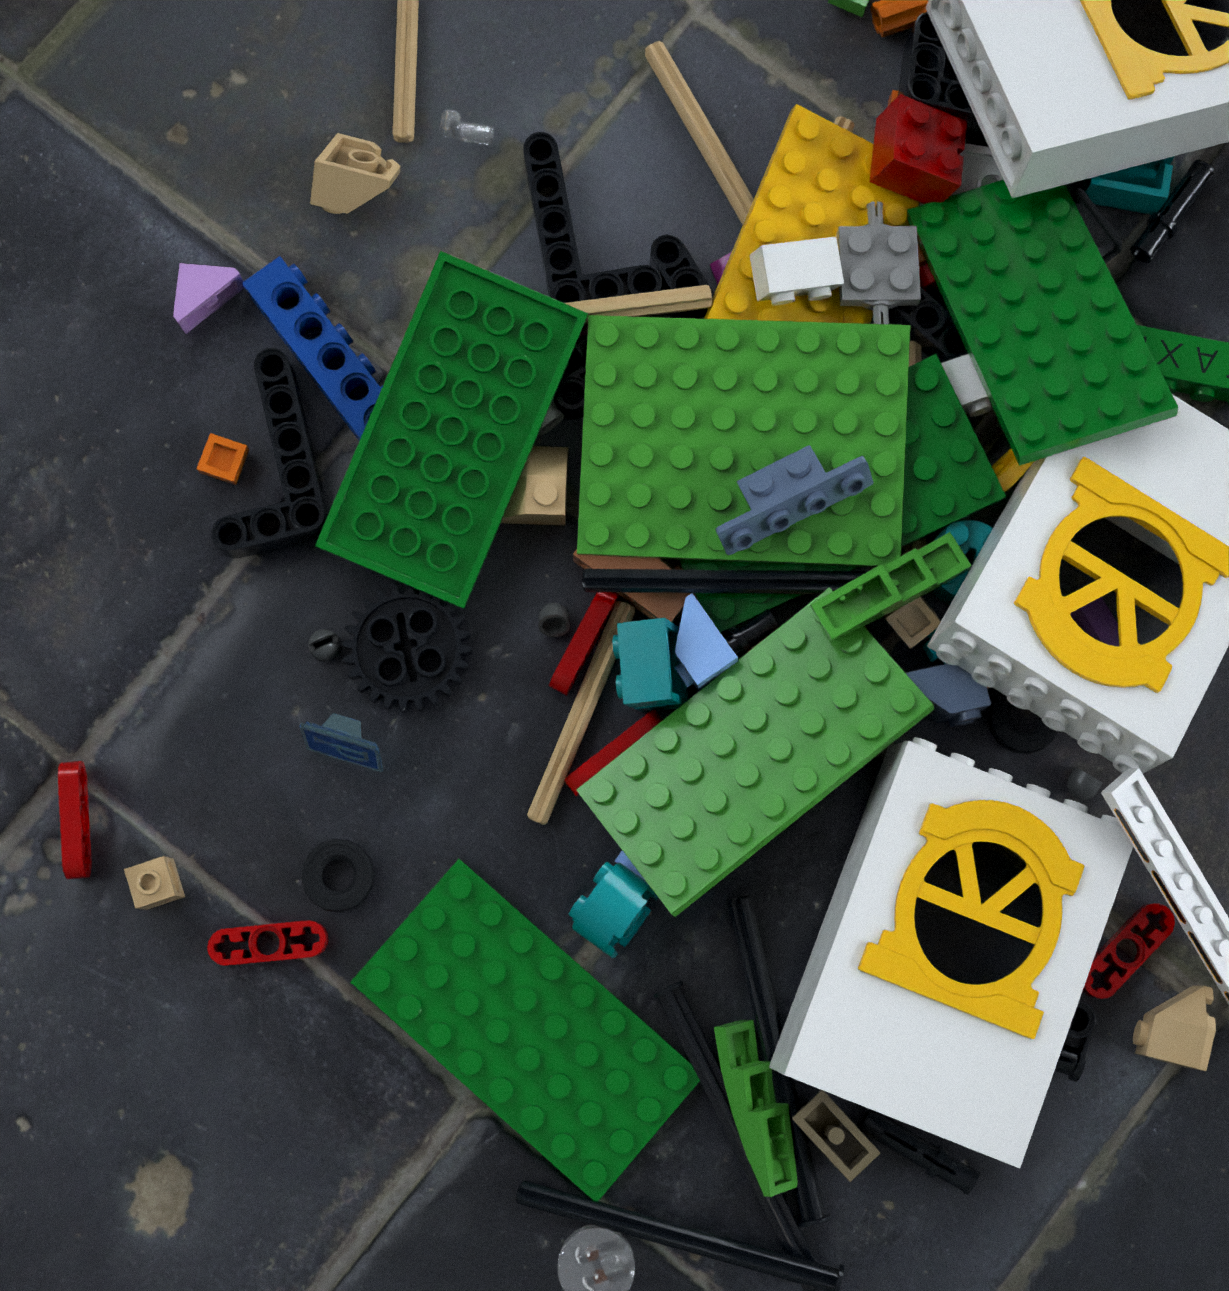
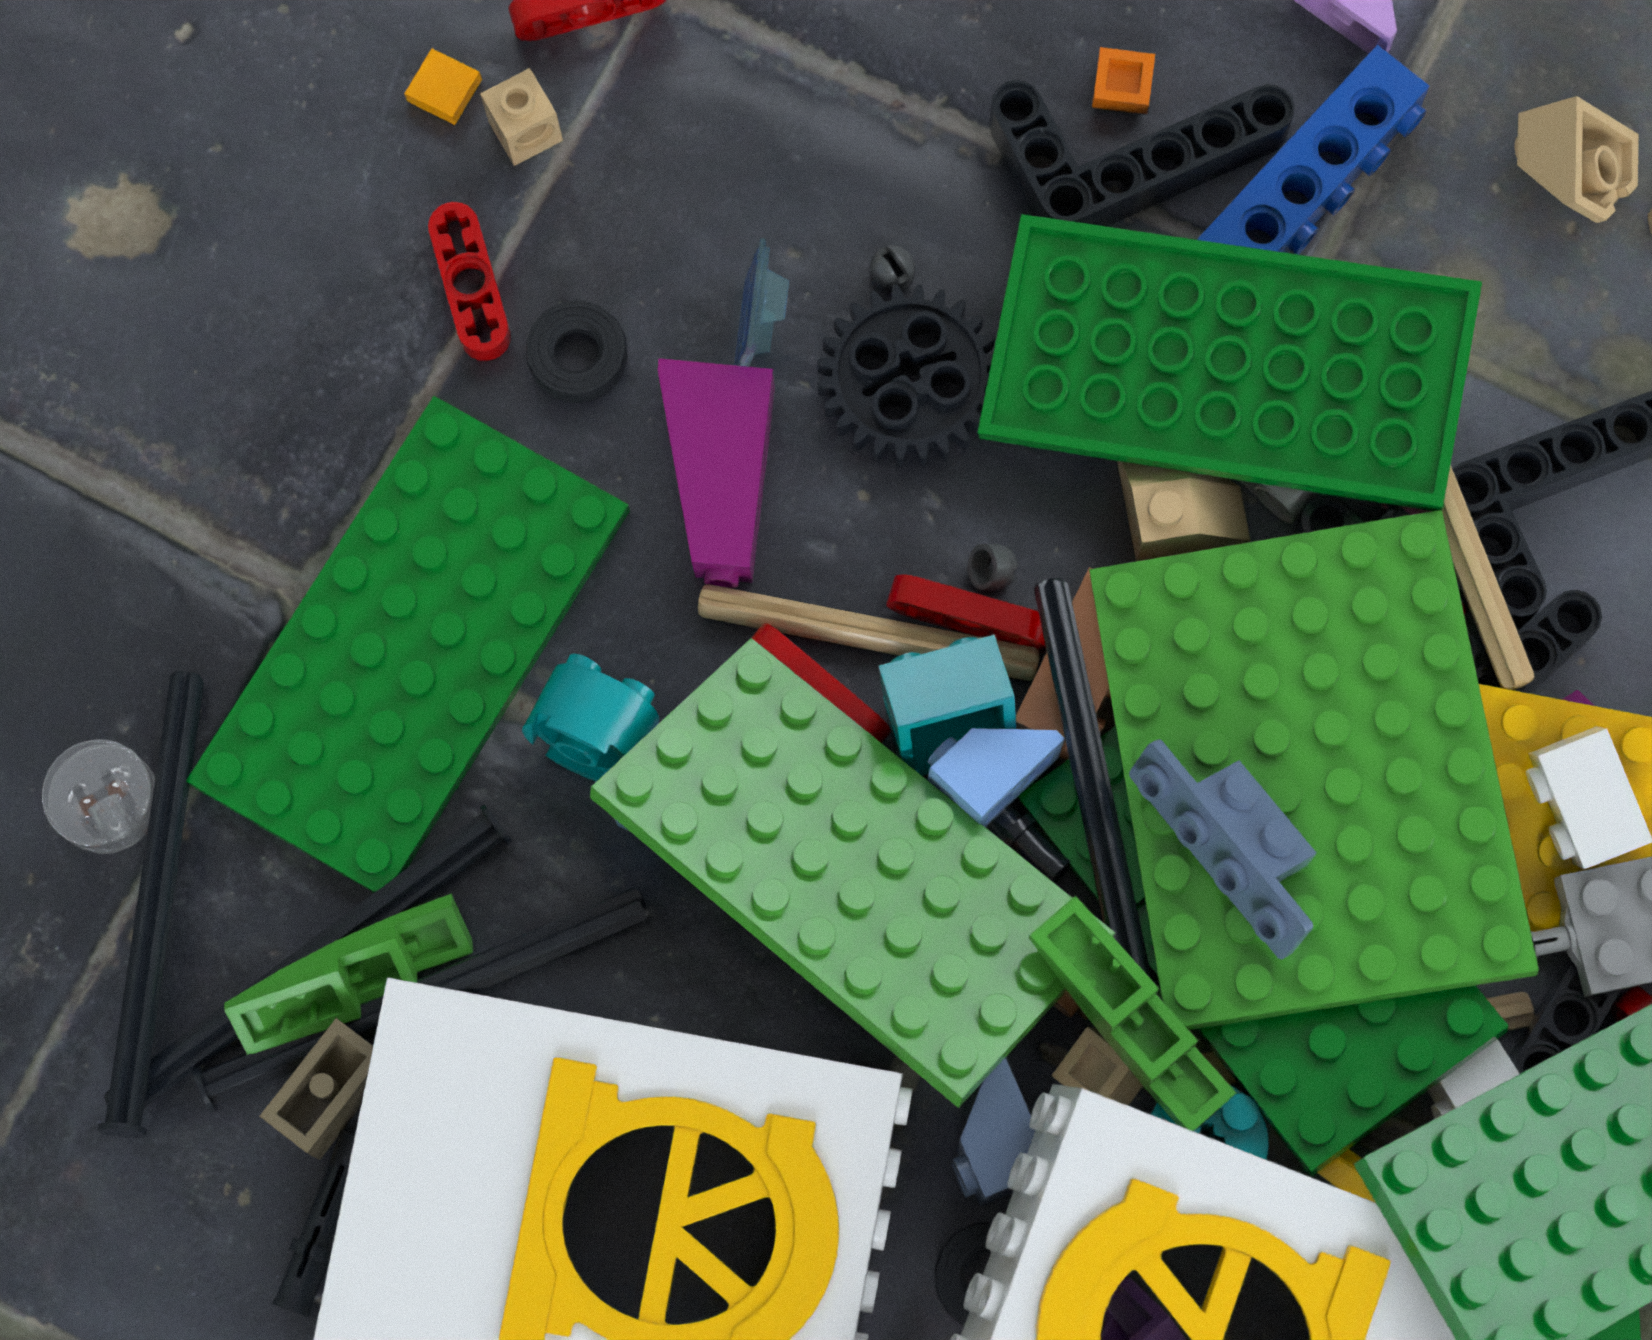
camera: 85 degrees right, 5 degrees down
(113, 937) = (443, 86): none -> light orange tile
(436, 788) = (719, 450): none -> magenta slope

